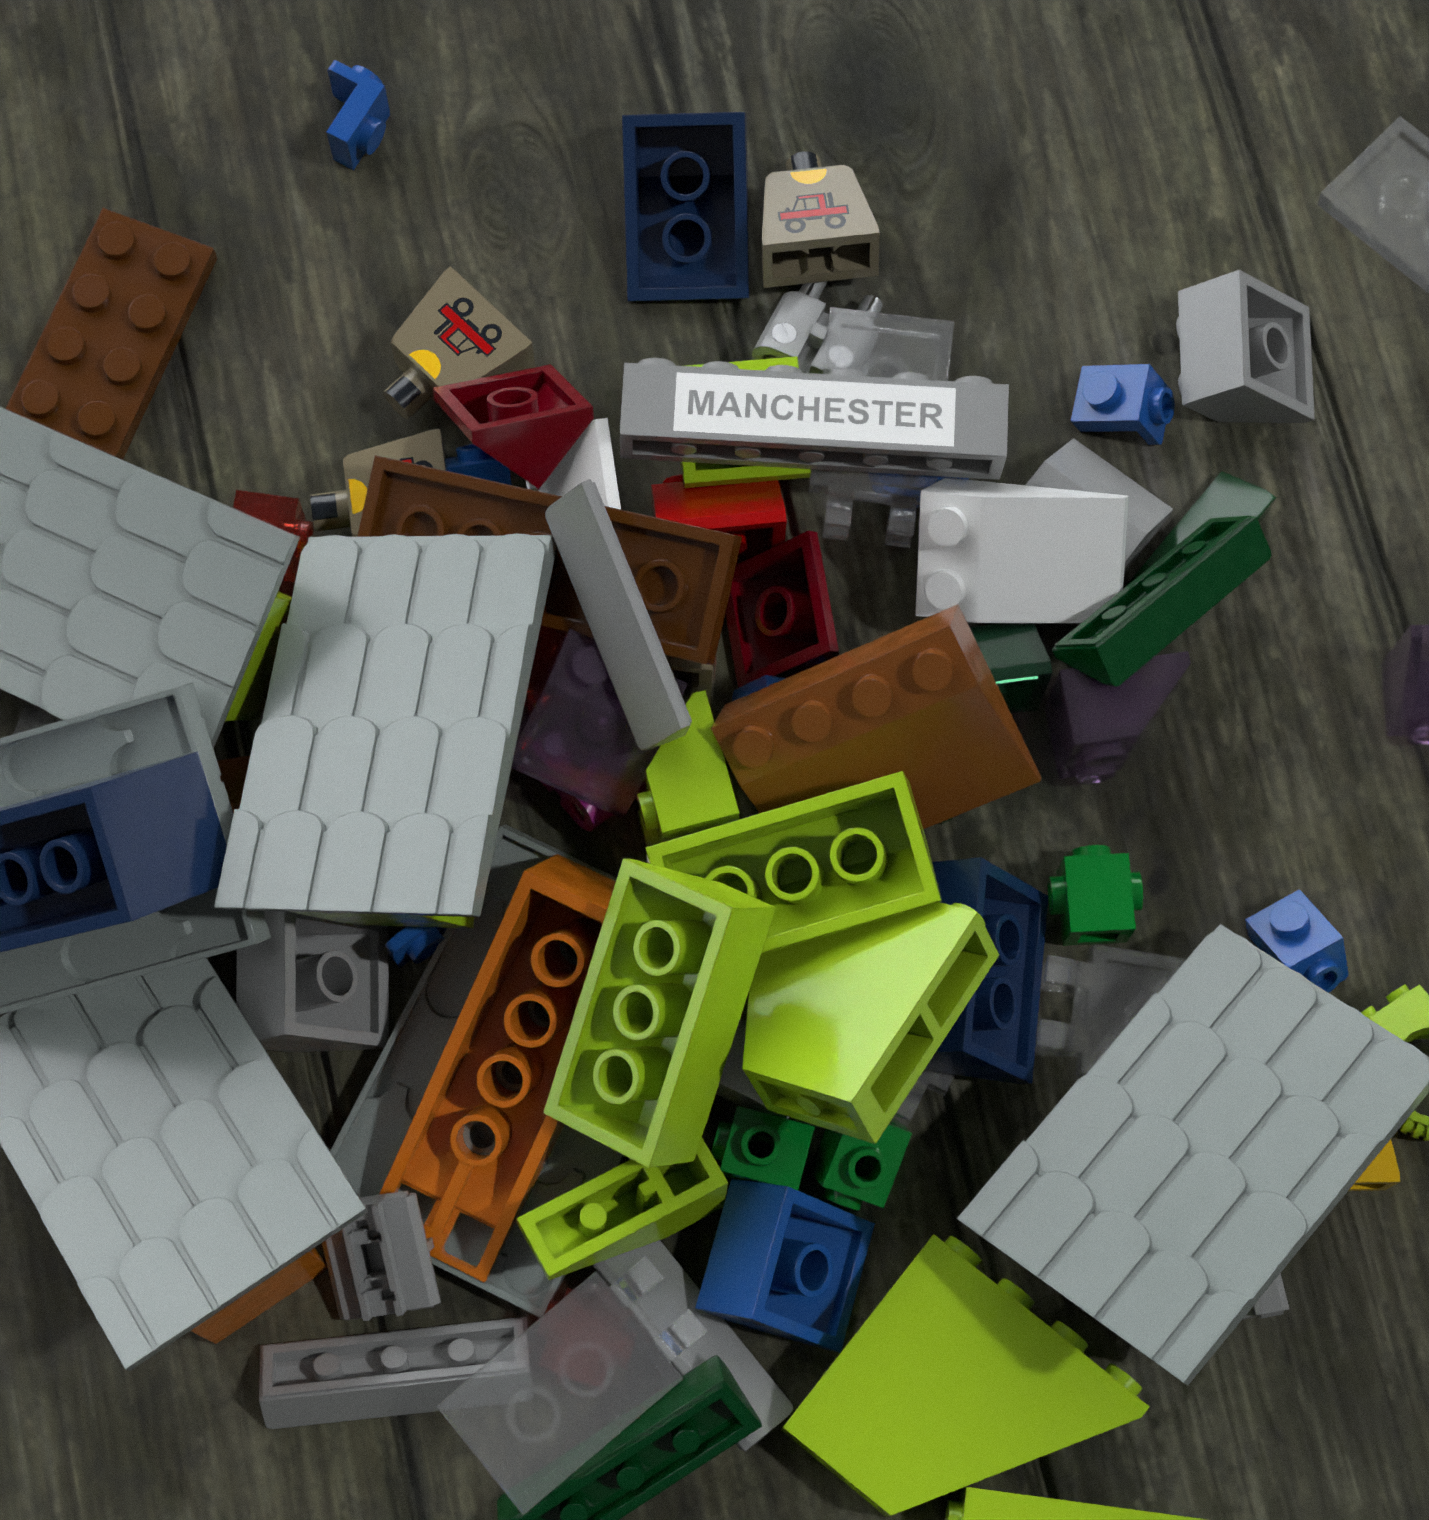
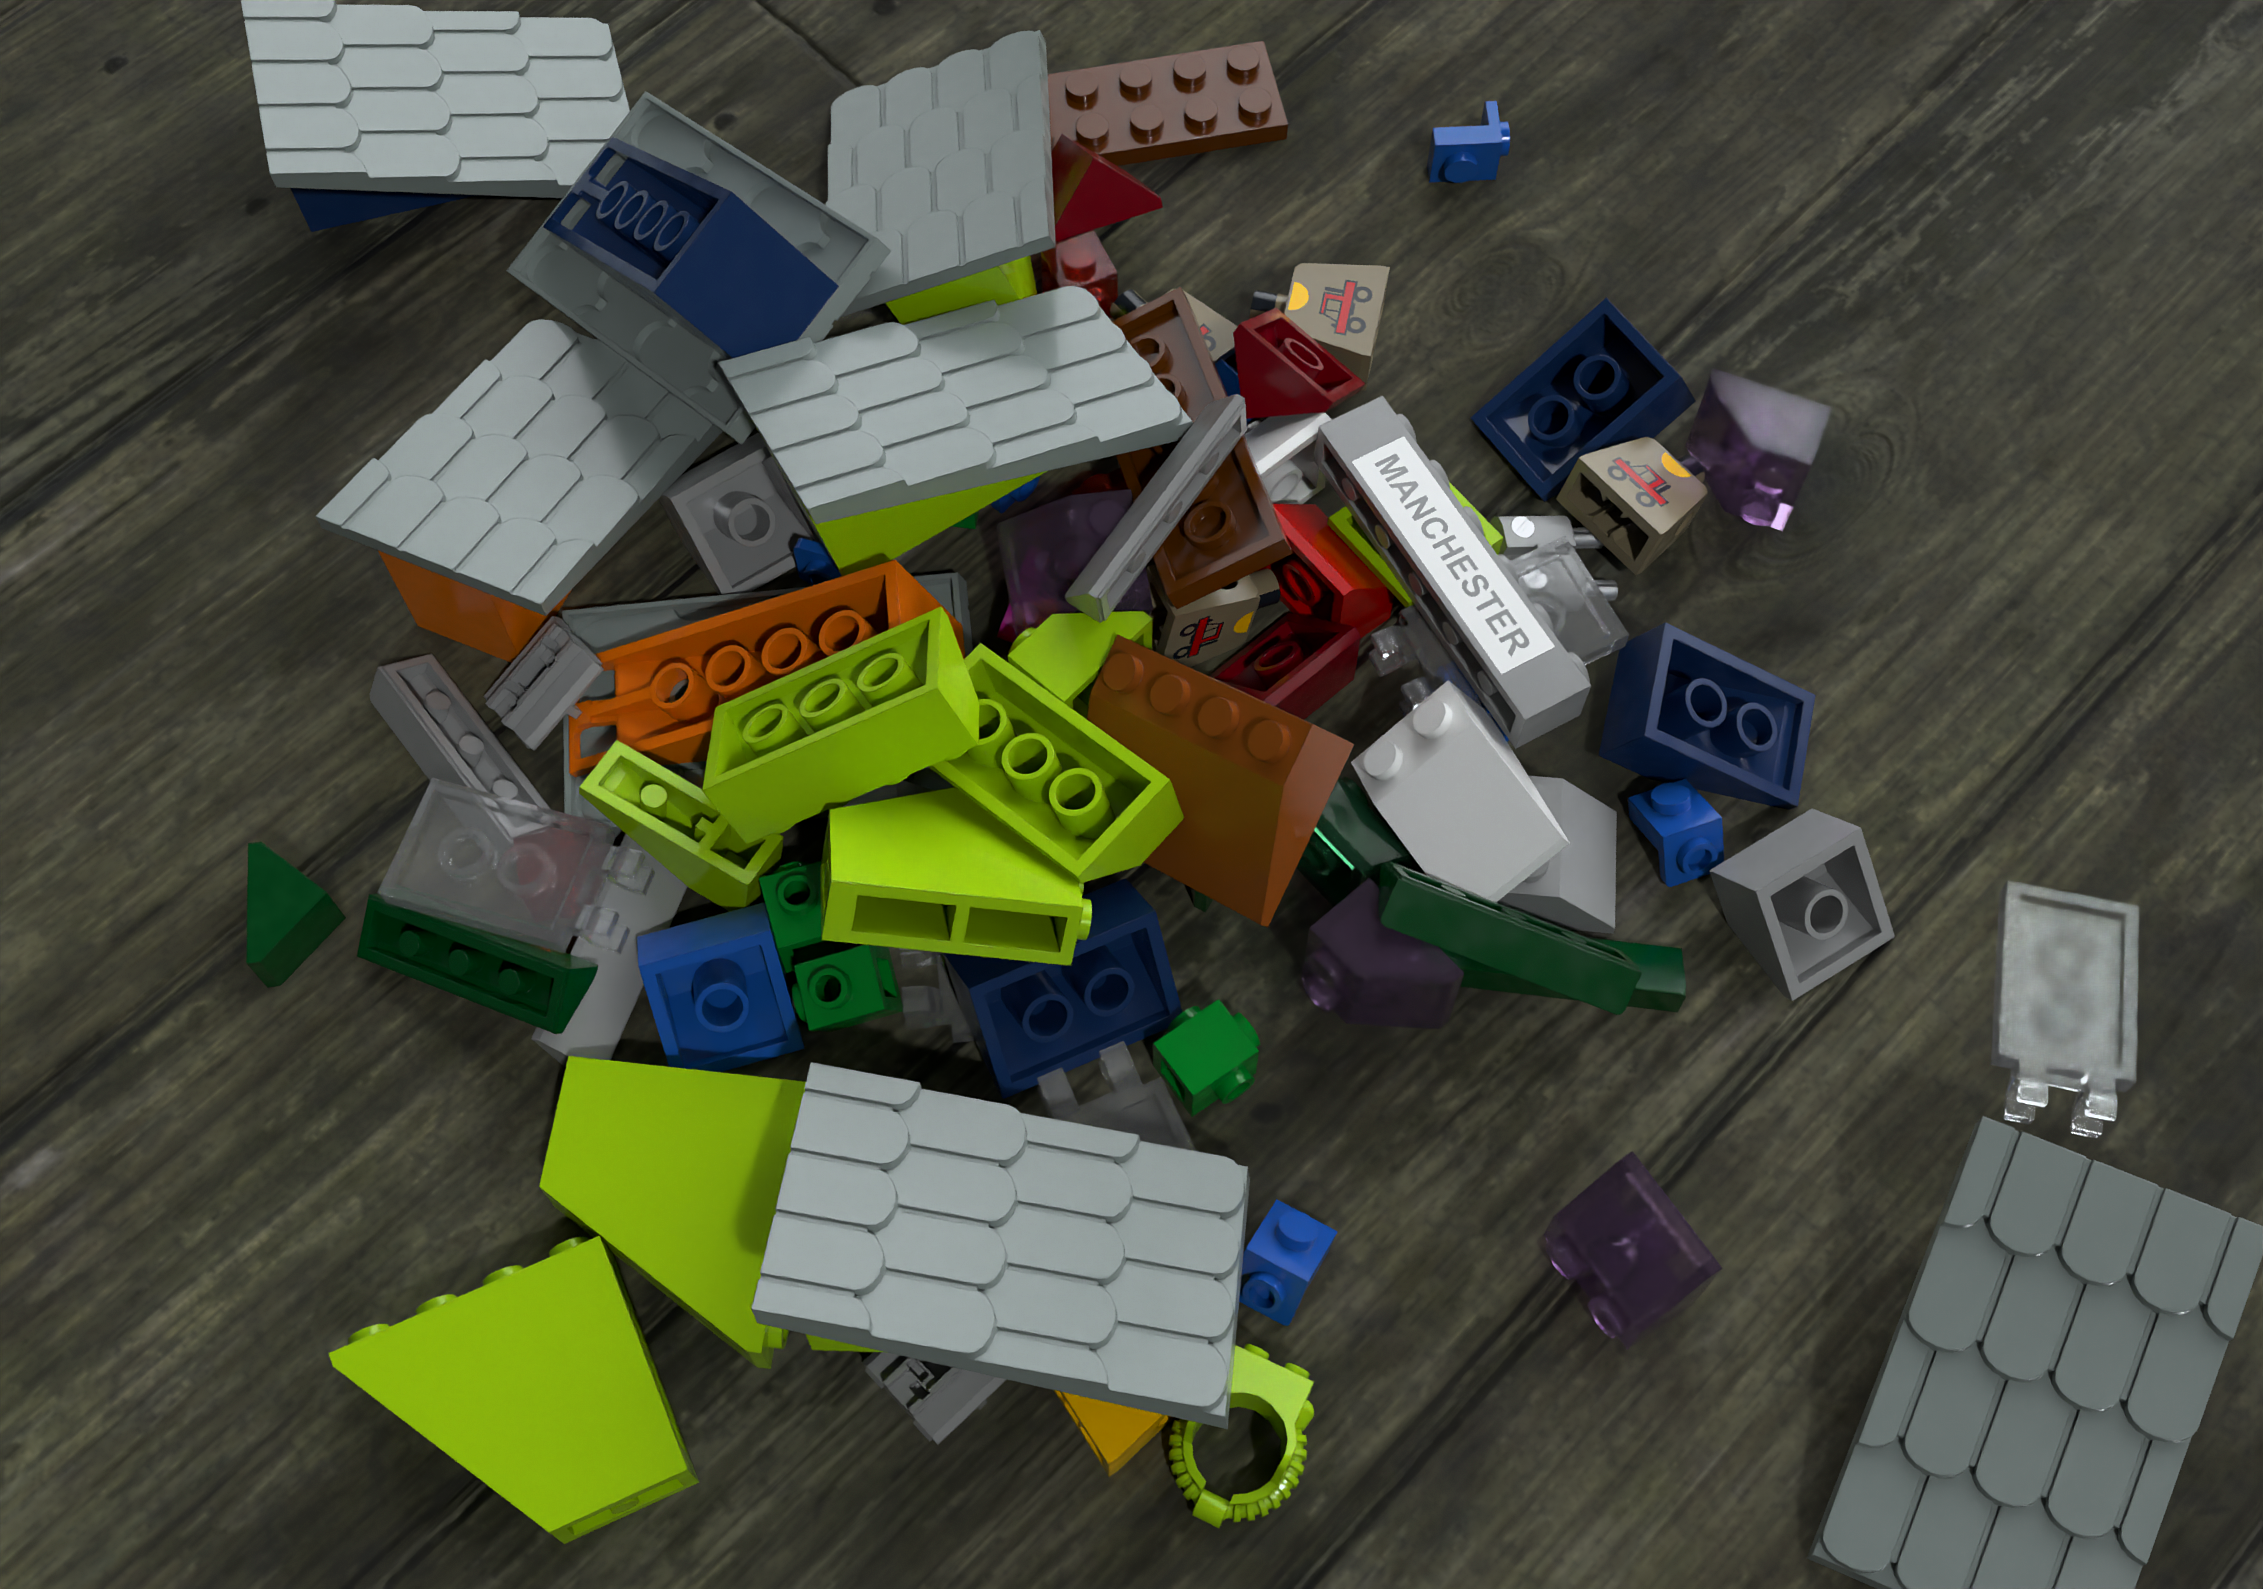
camera: 60 degrees right, 10 degrees down
(191, 450) = (1093, 191): none -> dark red slope
(837, 100) = (1755, 446): none -> clear purple slope
(1045, 314) = (1706, 719): none -> dark blue slope

